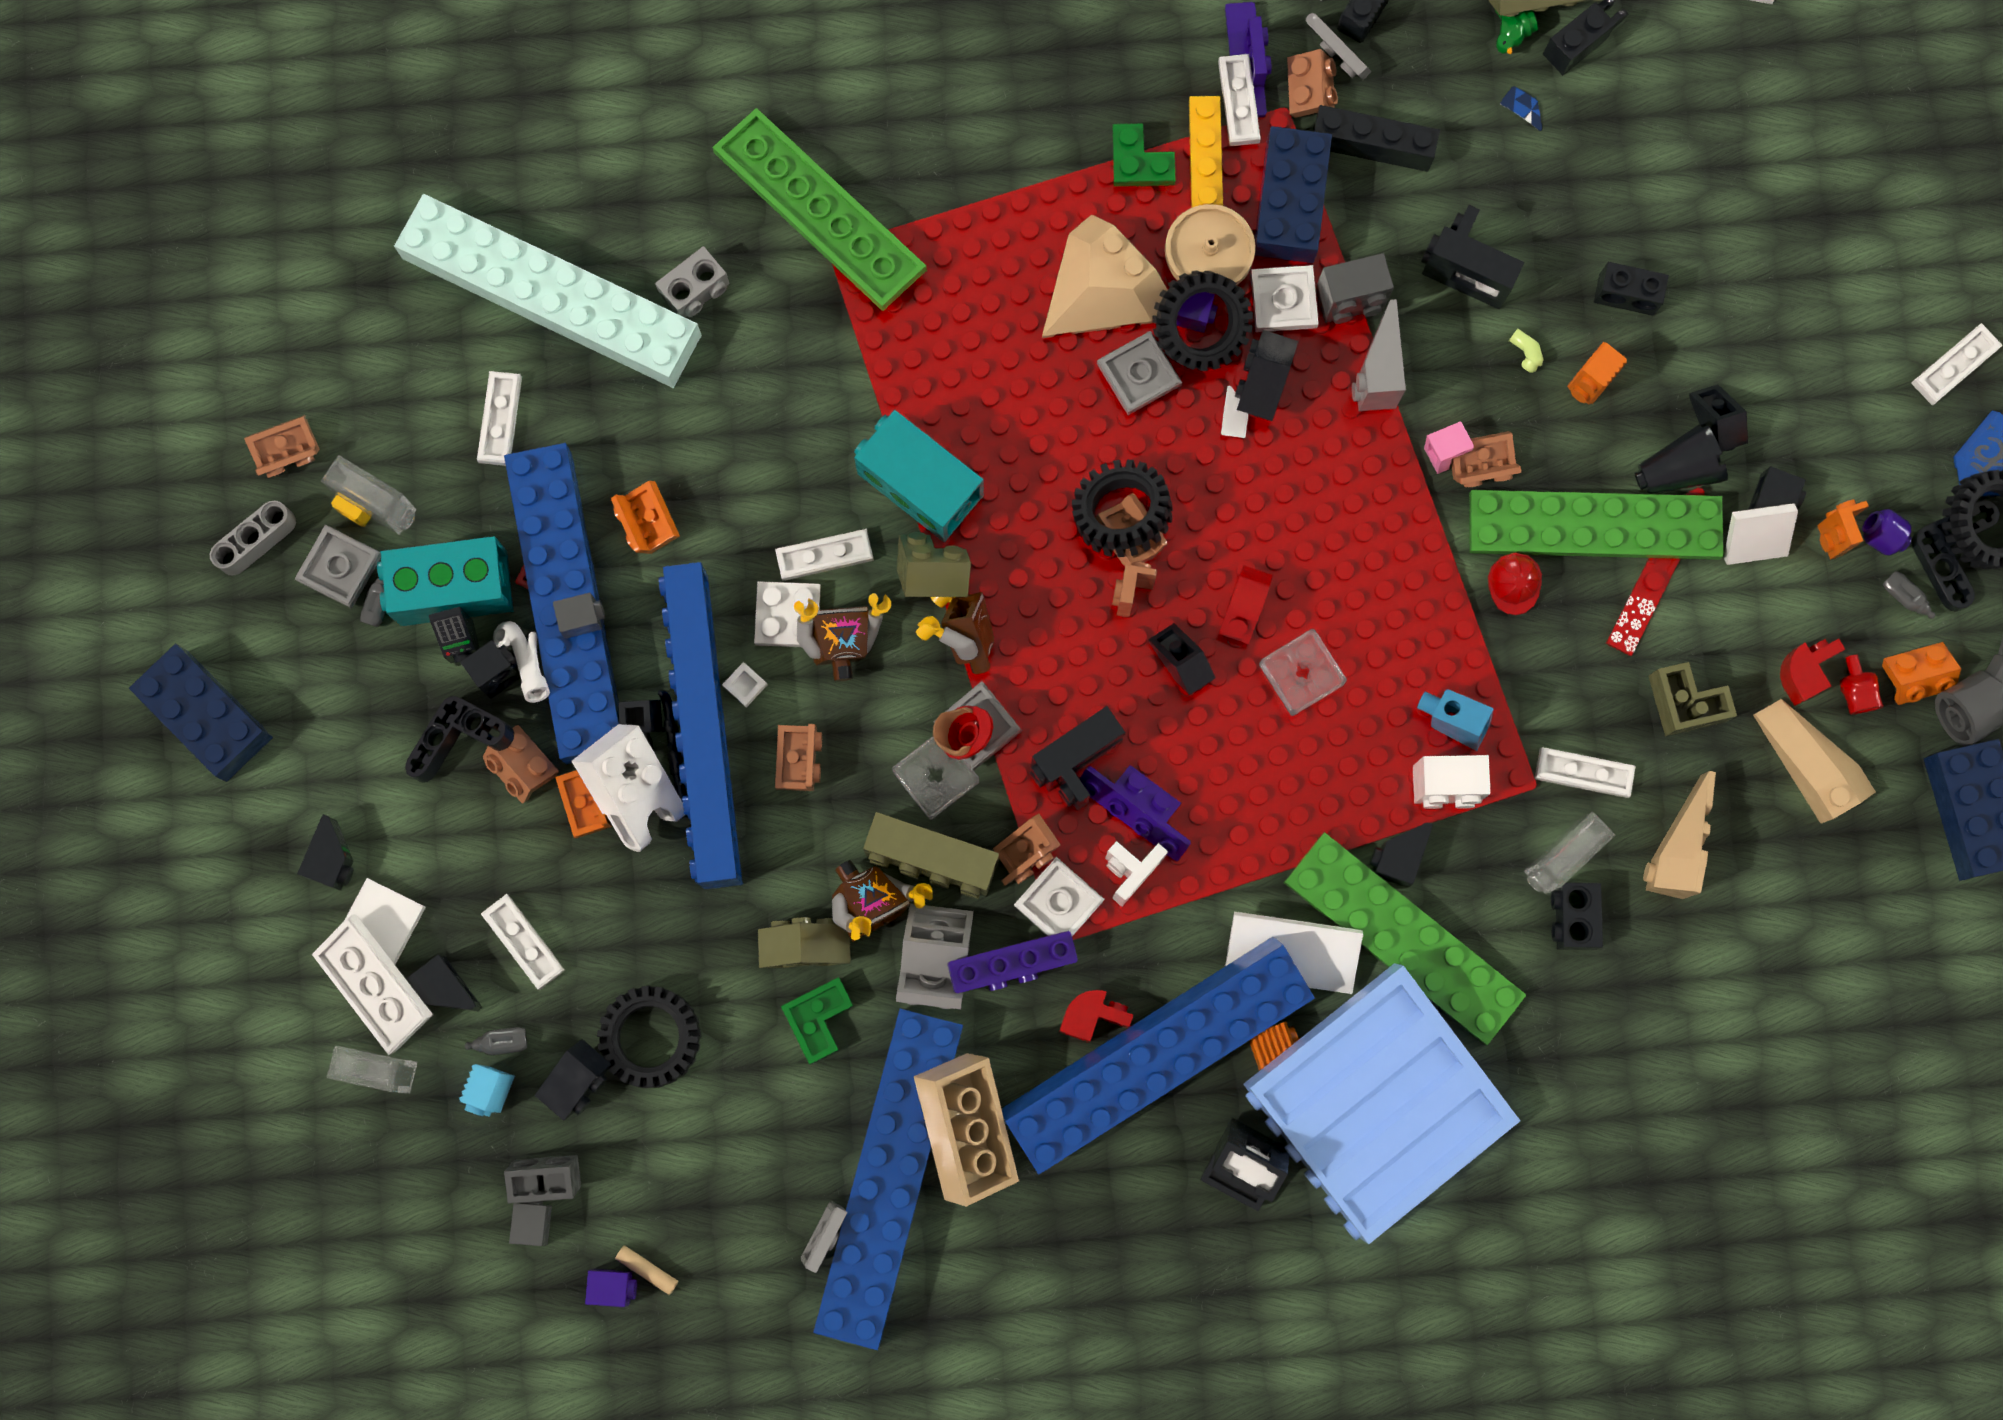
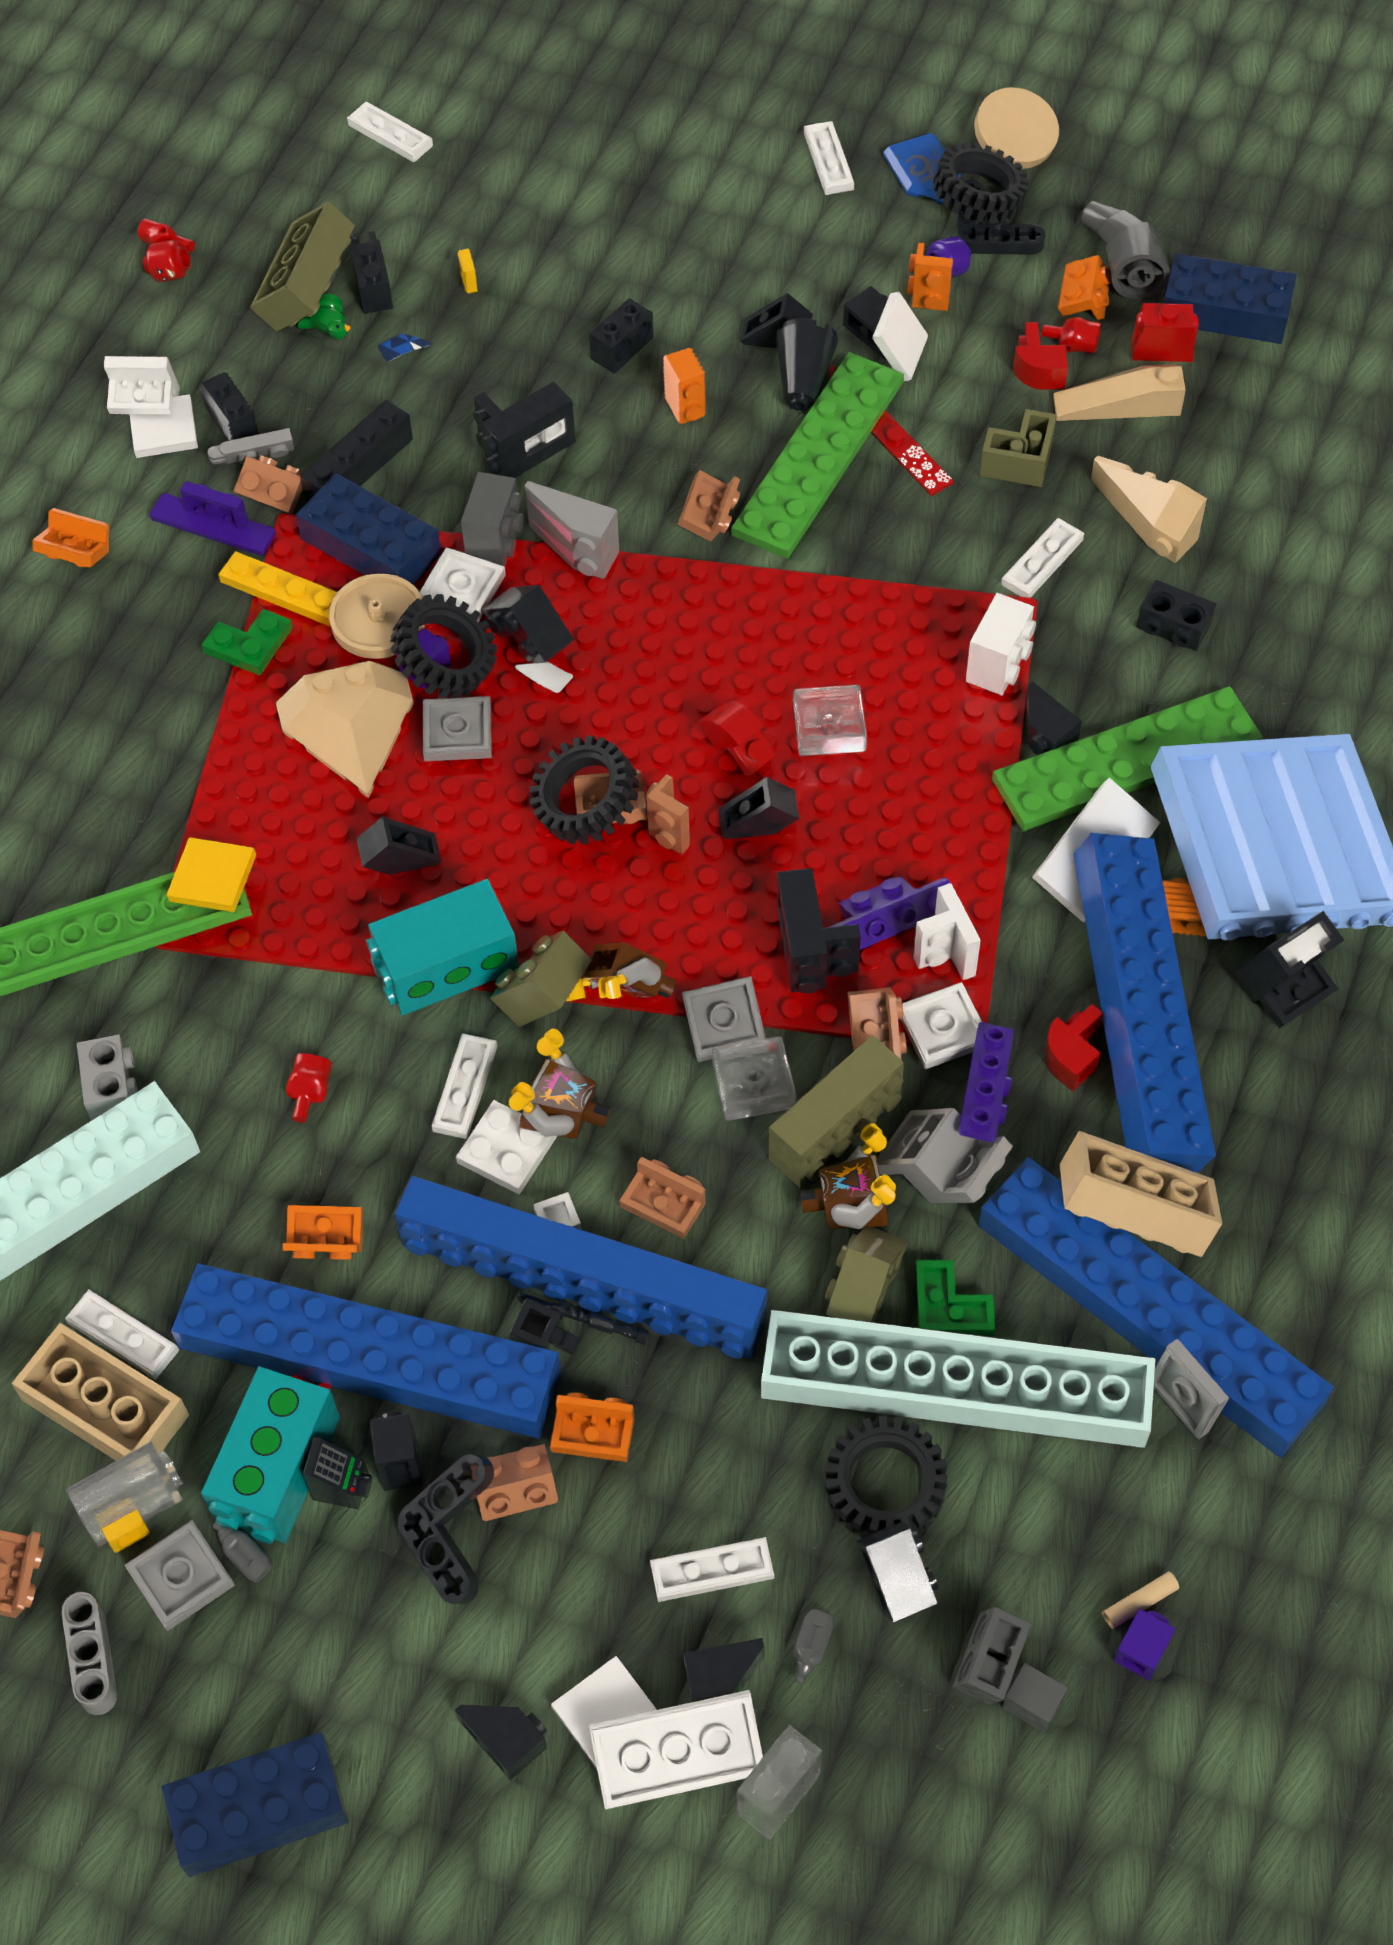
camera: 60 degrees left, 20 degrees down
(434, 435) = (98, 1396): none -> tan brick
(486, 1090) = (863, 1668): medium azure brick -> none
(533, 683) = (441, 1408): white plant -> none
(578, 615) = (395, 1321): dark grey brick -> none
(628, 784) = (605, 1359): white brick -> none
(751, 1055) = (959, 1378): none -> light aqua brick
(765, 436) = (308, 1083): none -> red piece
(894, 260) = (211, 874): none -> yellow tile
(963, 731) = (730, 1016): red piece -> none
(999, 389) = (397, 847): none -> black slope
(1239, 100) = (248, 540): white tile -> none
(1446, 445) = (680, 525): bright pink panel -> none
(1468, 724) = (944, 615): dark azure torso -> none
(1515, 583) = (837, 532): red piece -> none
(1531, 350) = (626, 431): yellowish green arm -> none
(1568, 853) = (1115, 591): clear brick -> none
(1633, 116) = (467, 271): none -> yellow tile
(1900, 770) = (1164, 333): none -> red torso
(1908, 594) = (1010, 270): dark grey piece -> none

